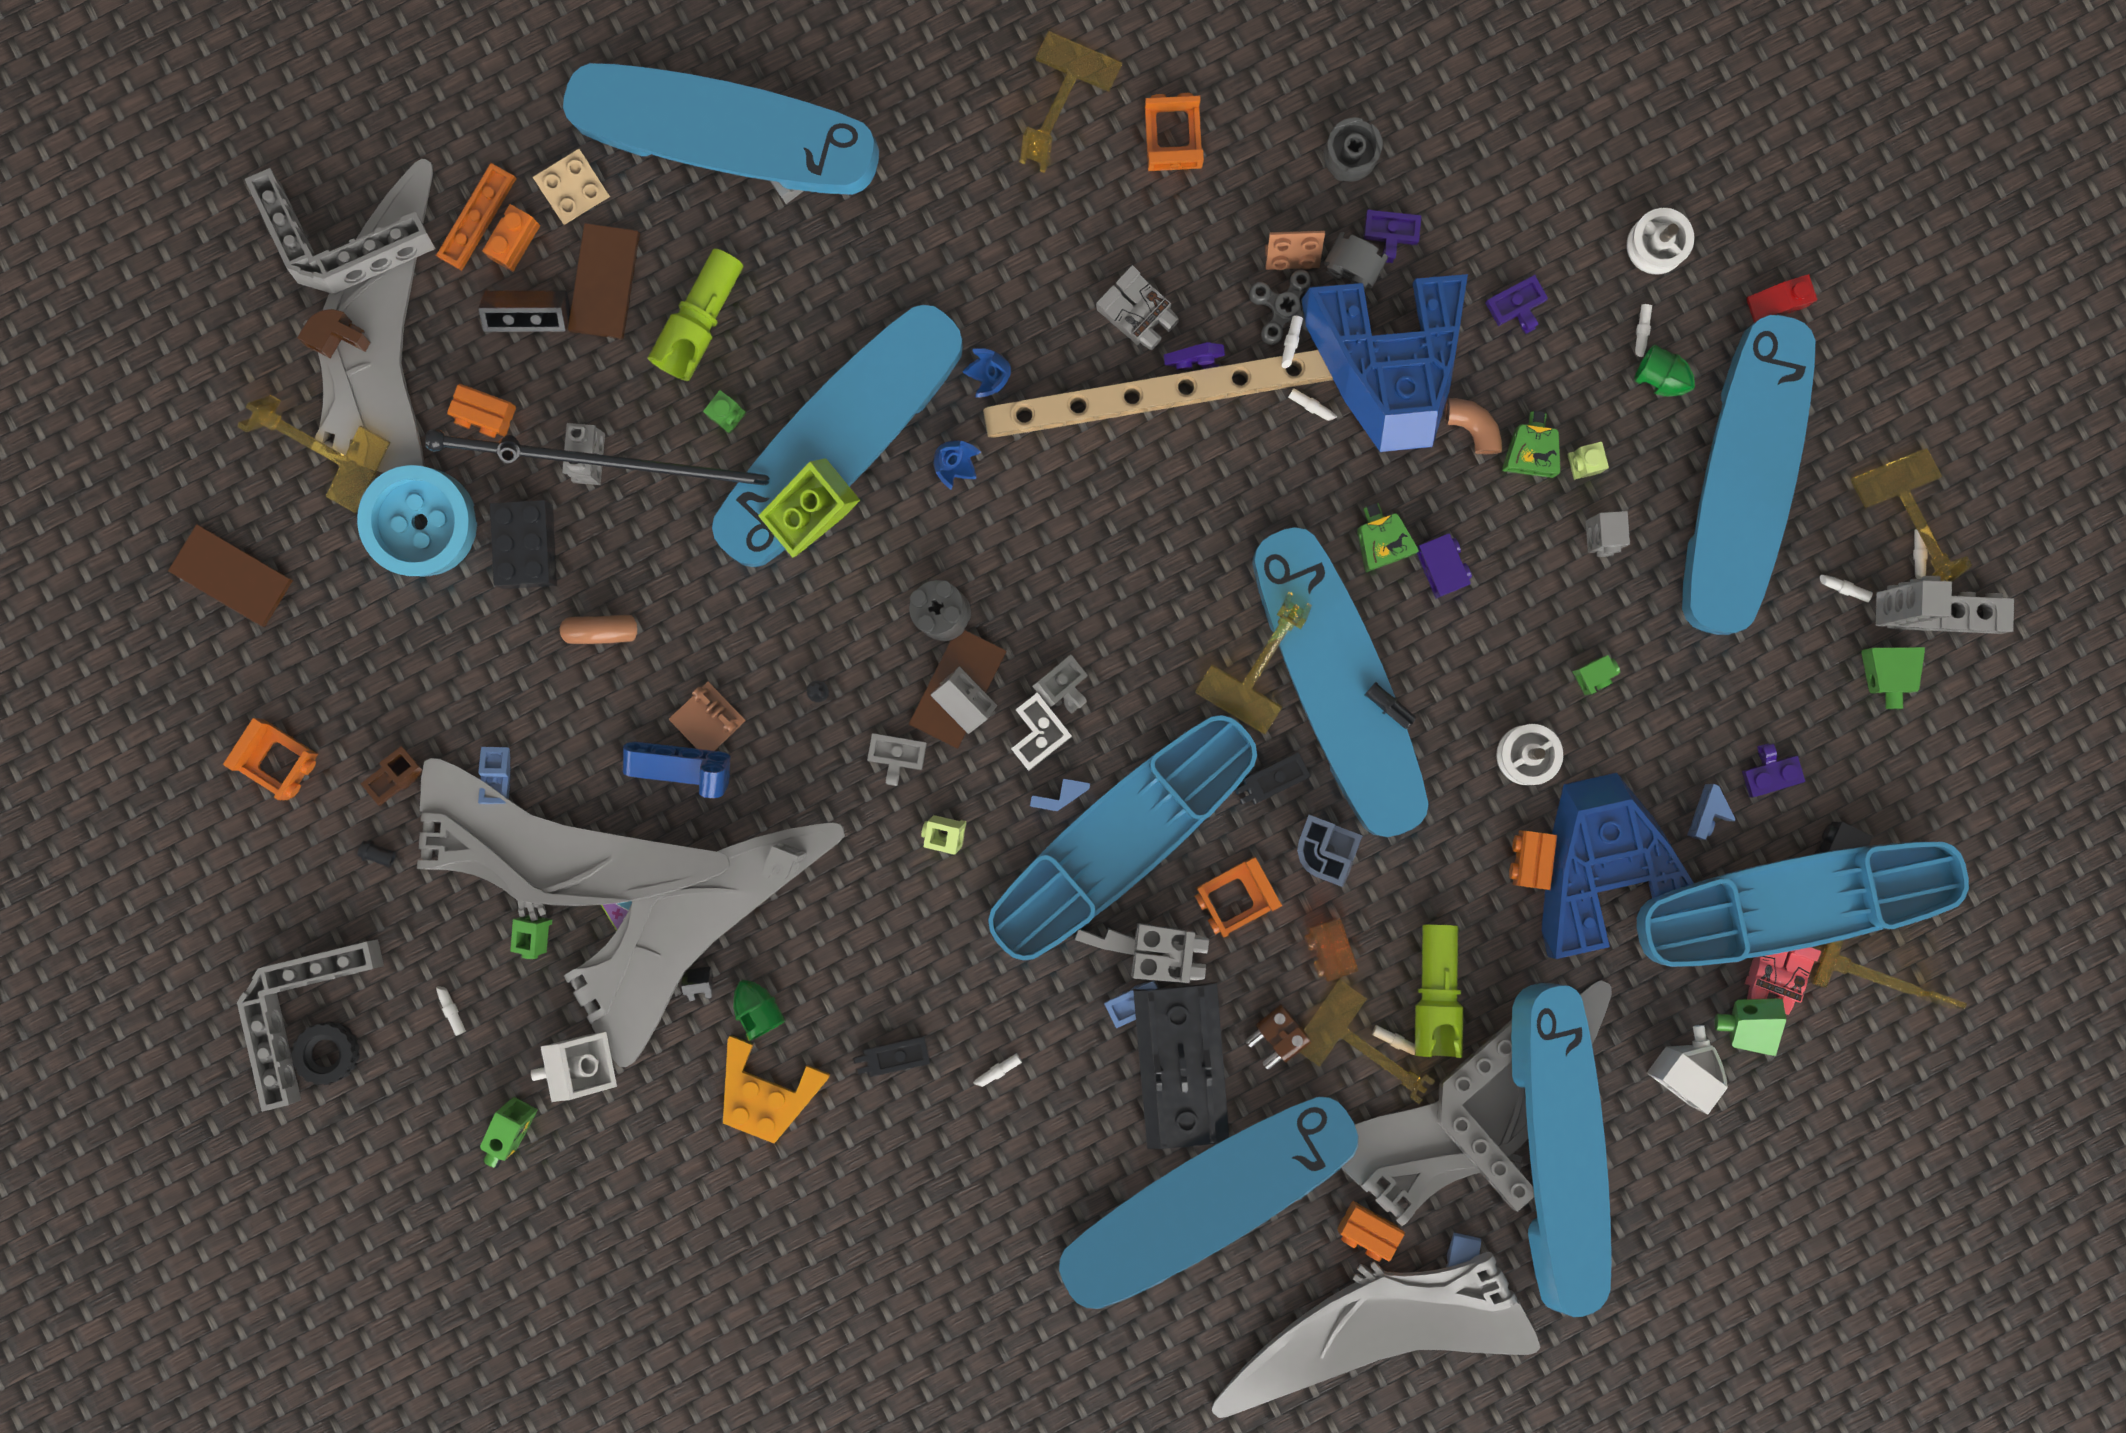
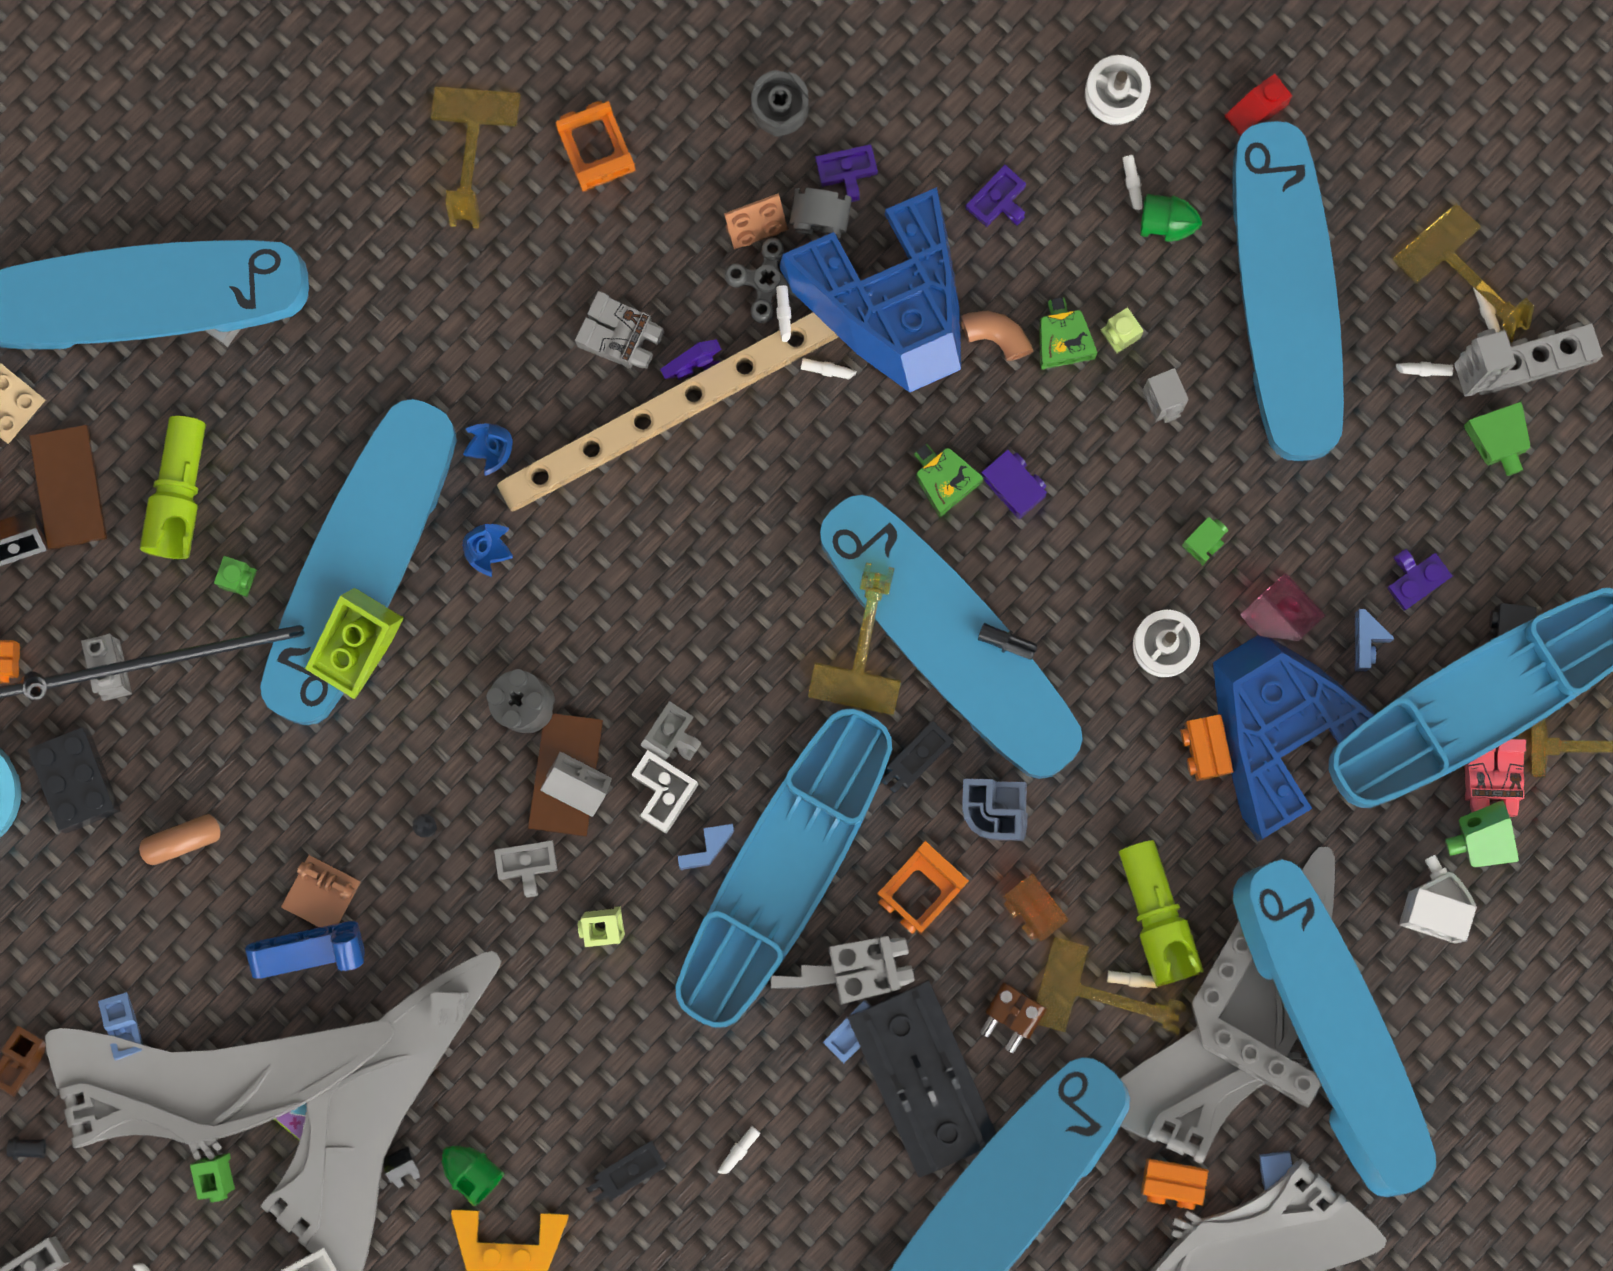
camera: 15 degrees left, 5 degrees down
(1643, 762) = (1283, 611): none -> clear pink slope

